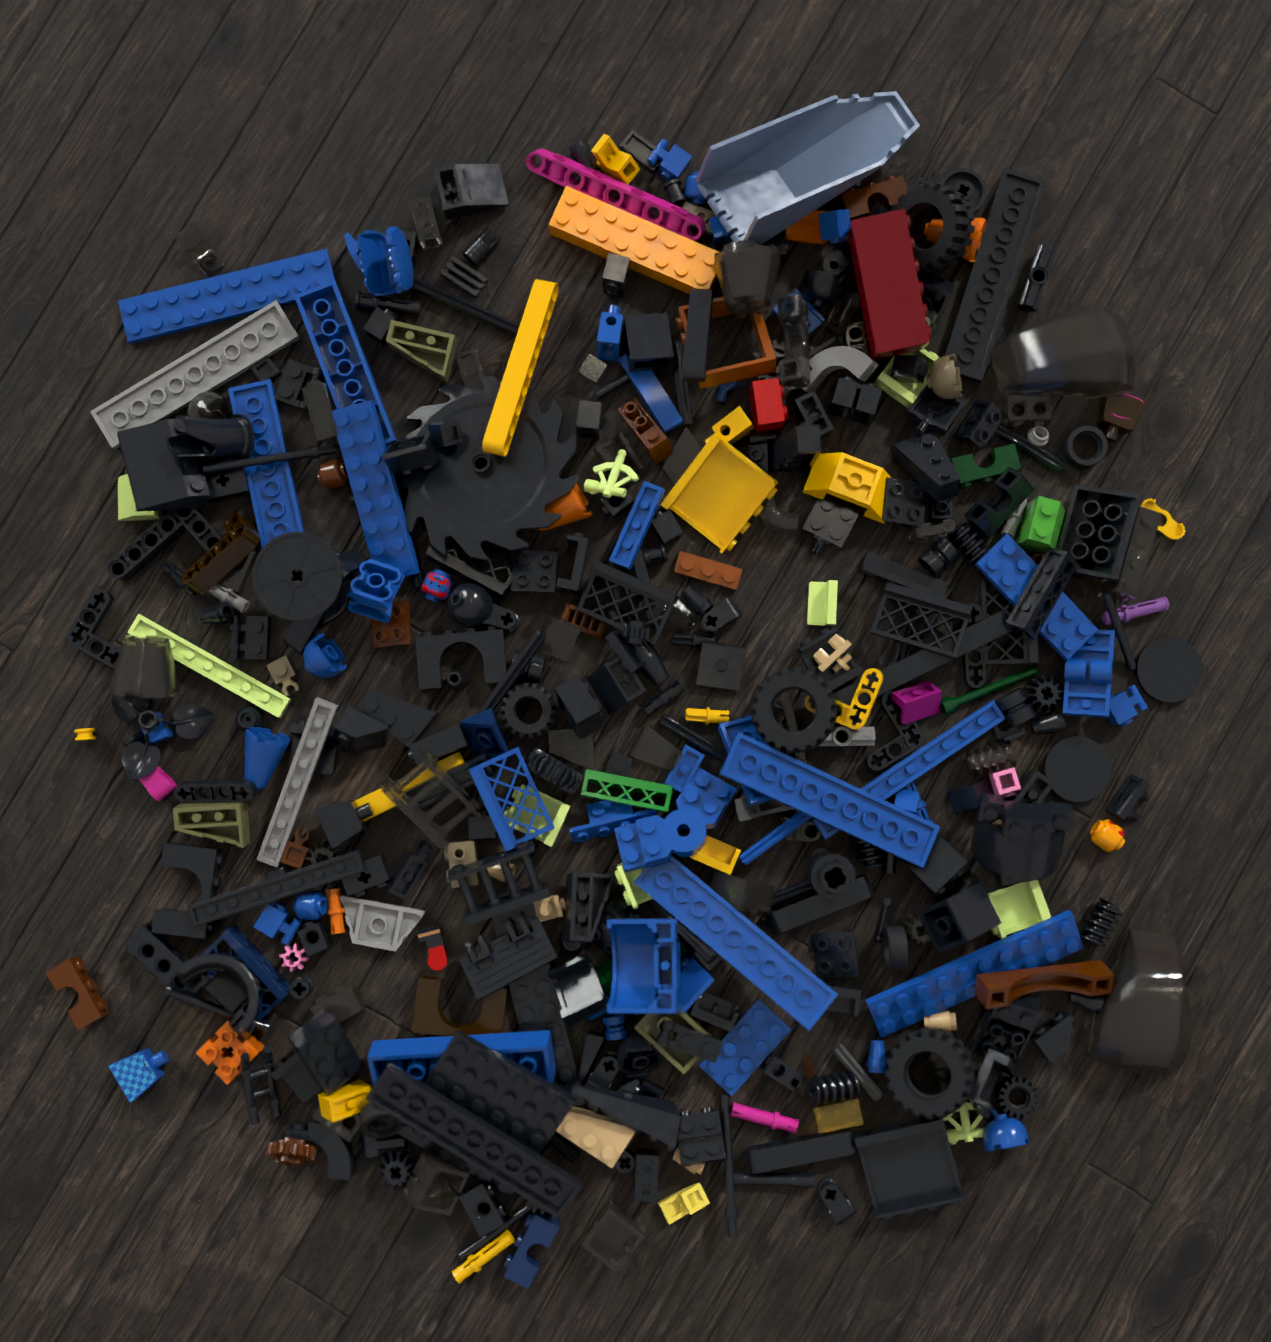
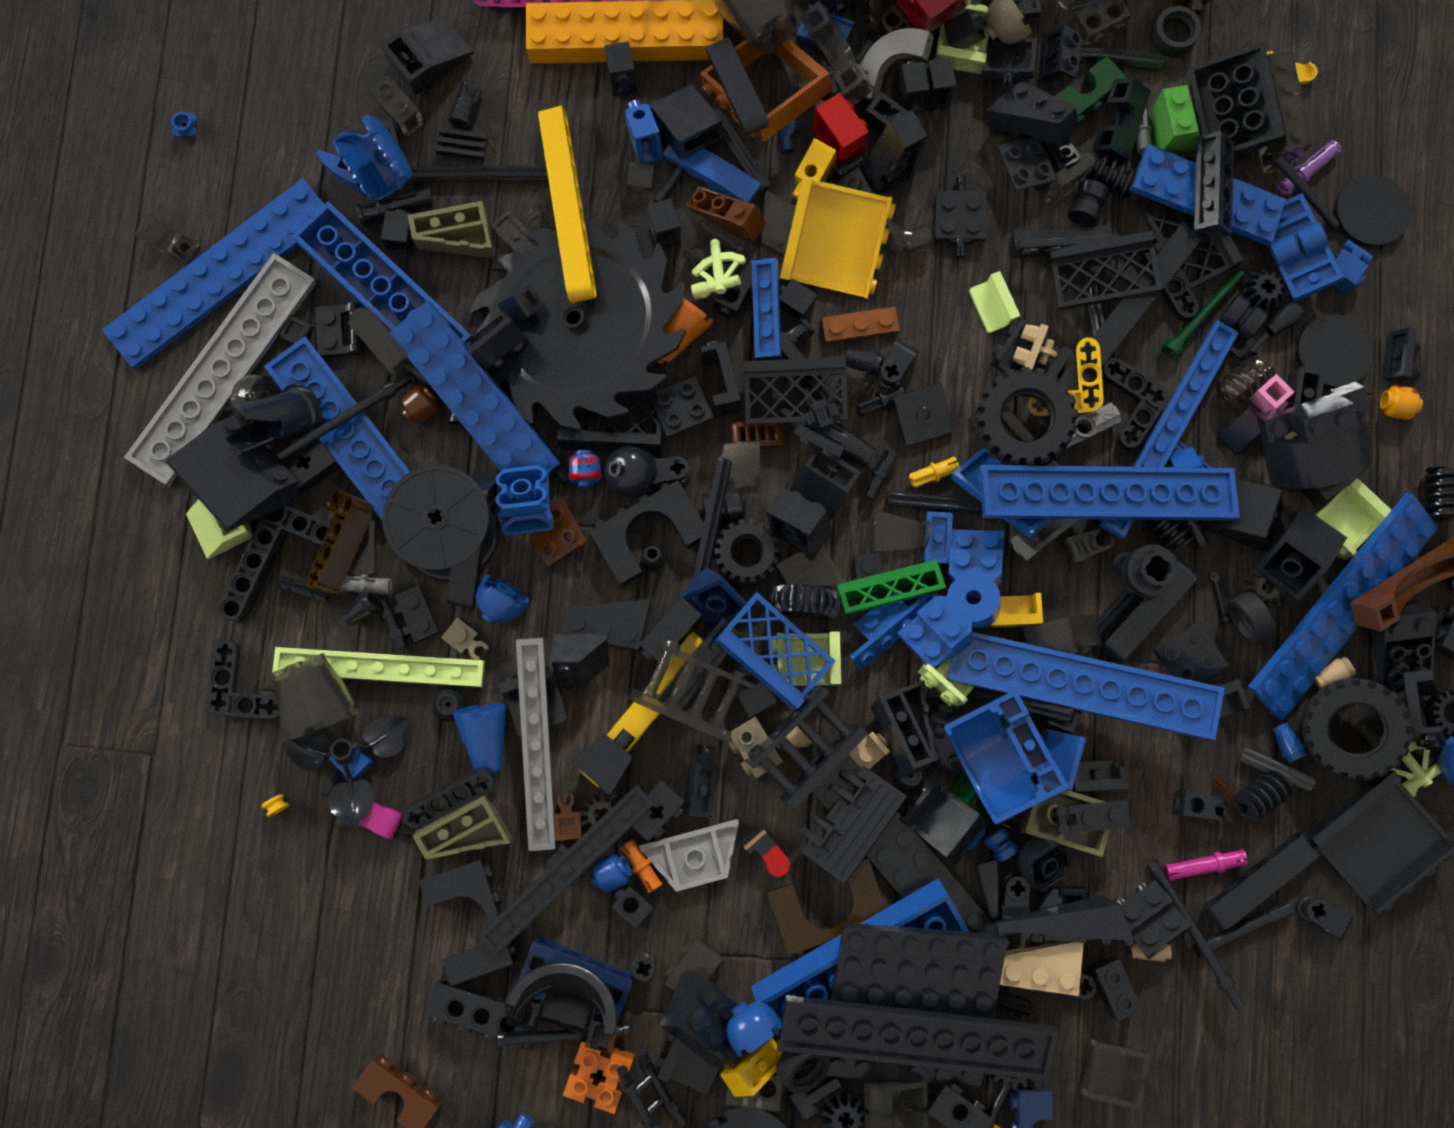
camera: 30 degrees left, 5 degrees down
(253, 155) = (181, 118): none -> blue plate
(274, 920) = (579, 908): blue brick -> none
(289, 961) = (616, 944): bright pink gear -> none
(353, 1072) = (751, 1026): none -> blue cylinder
(683, 1202) = (1167, 999): light yellow slope -> none
(746, 1047) = (1151, 795): blue plate -> none
(774, 837) = (1069, 561): blue axle -> none
(838, 1116) = (1281, 825): clear yellow hinge -> none
(849, 480) = (961, 164): yellow slope -> none
(918, 701) = (1142, 354): magenta panel -> none
(1038, 436) = (1124, 40): light grey plate -> none

